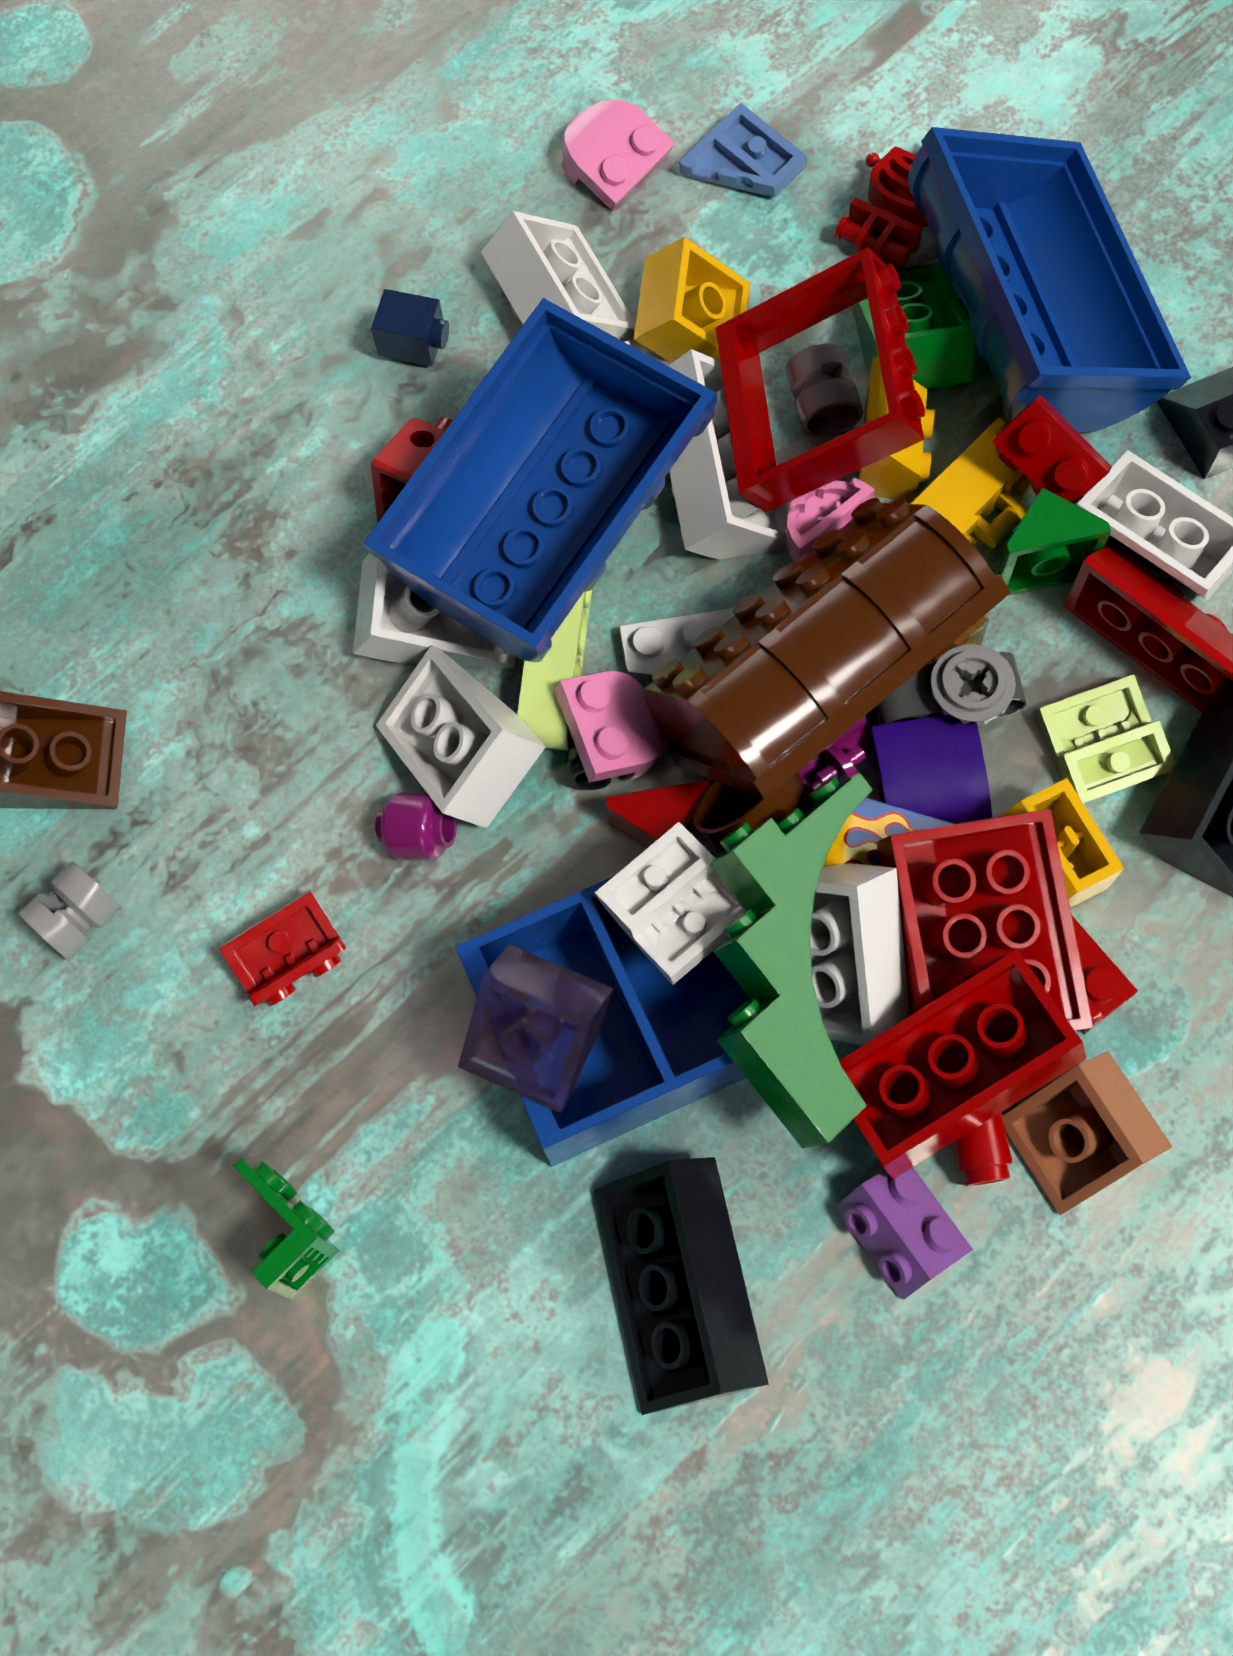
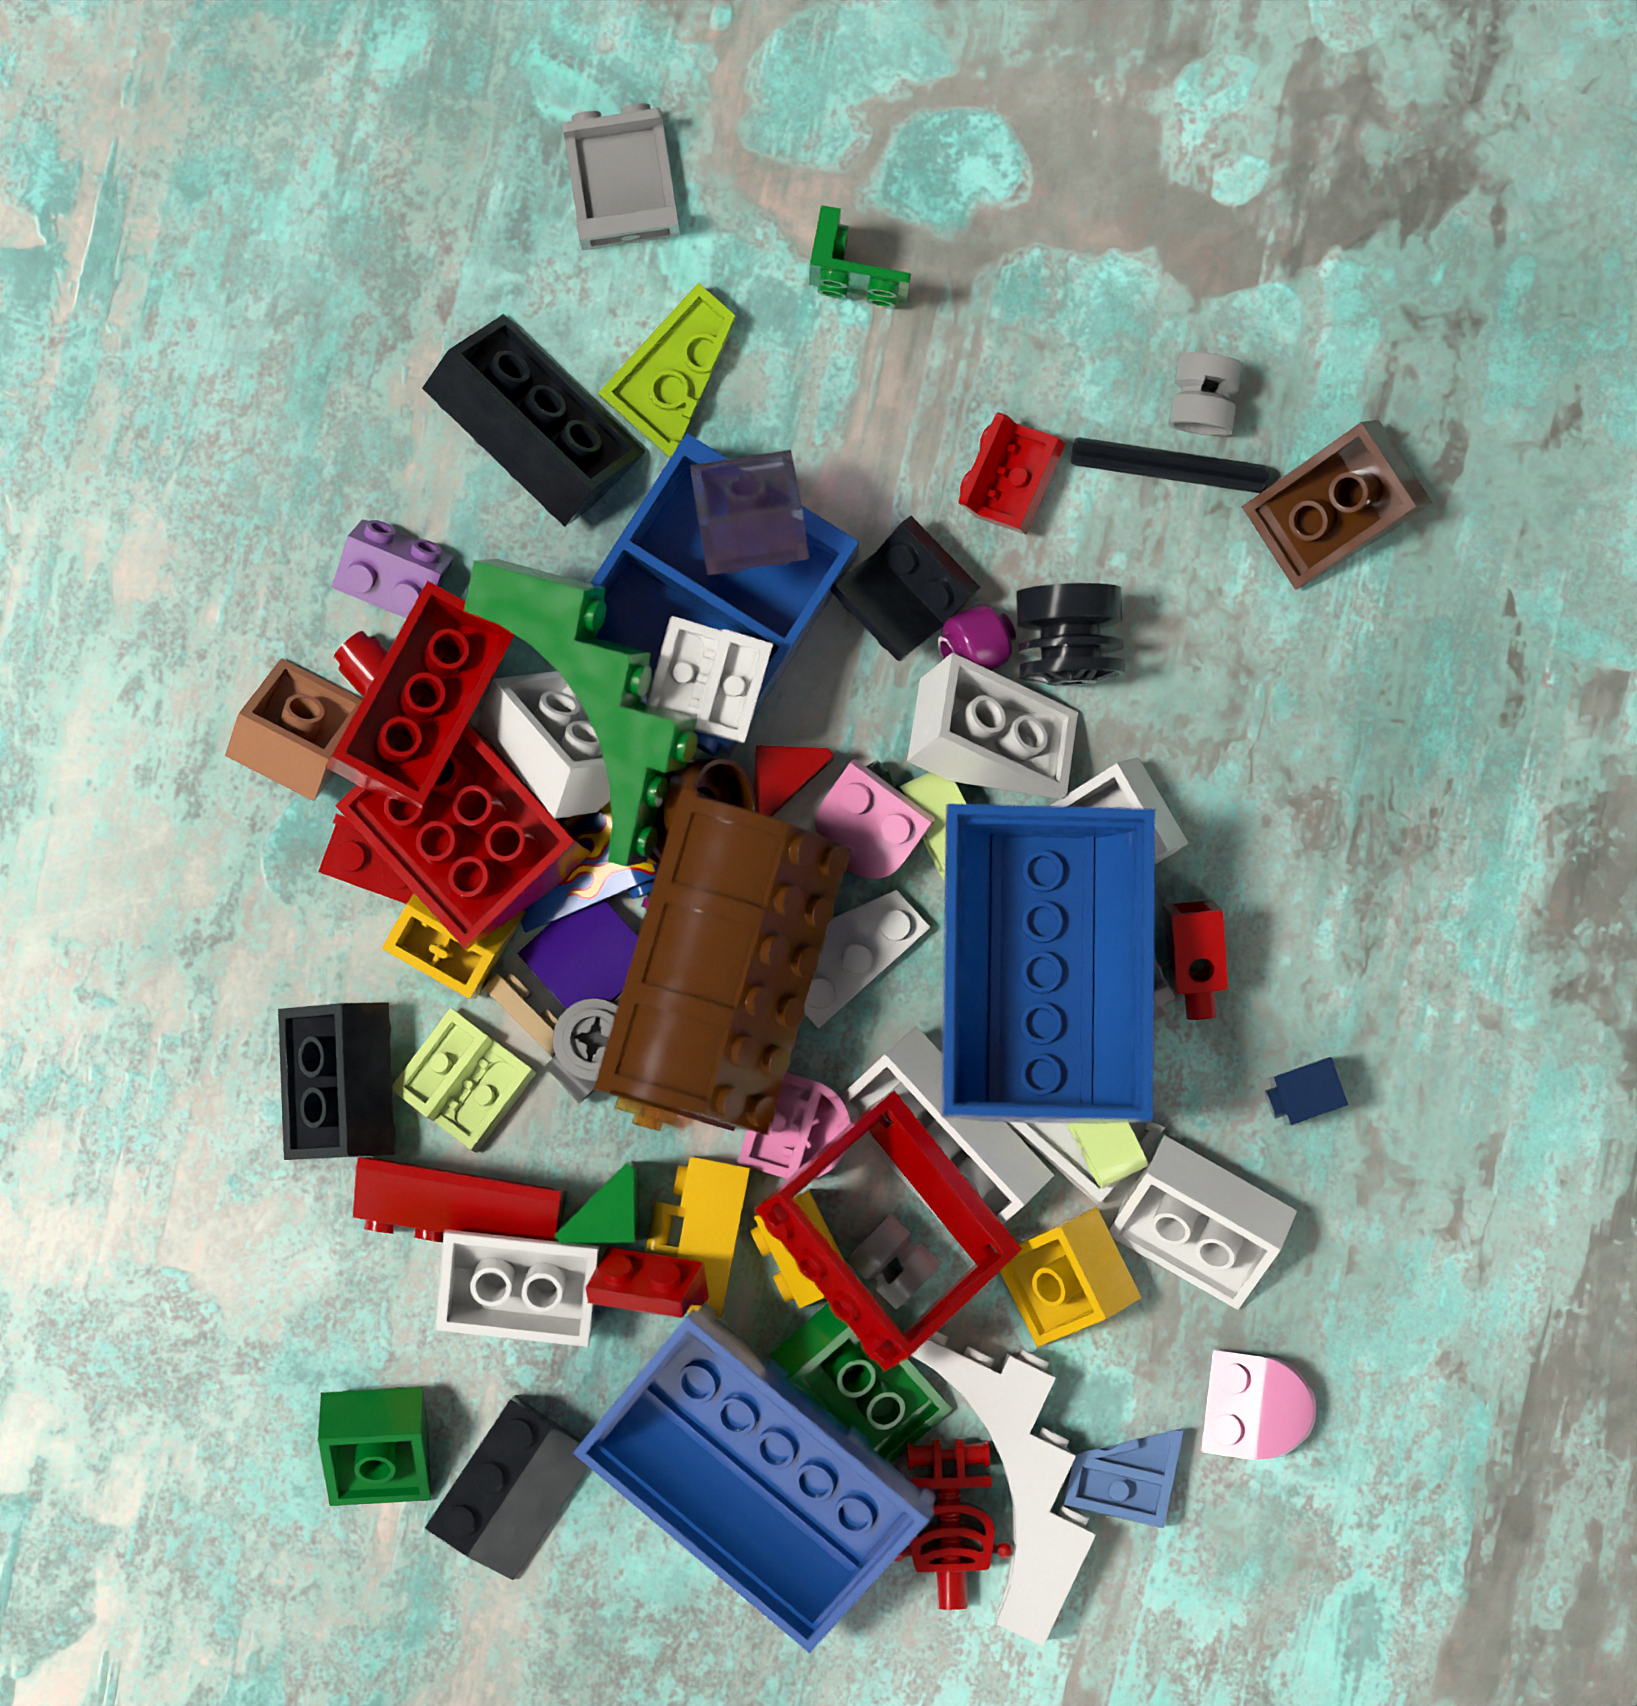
camera: 140 degrees right, 15 degrees up
(149, 878) = (1169, 465): none -> black axle
(337, 765) = (1070, 633): none -> black wheel
(440, 1476) = (620, 177): none -> light grey panel
(443, 901) = (905, 589): none -> black bracket
(518, 1249) = (670, 370): none -> lime wing
(809, 192) = (1046, 1543): none -> white arch
(1011, 736) = (512, 998): none -> tan plate

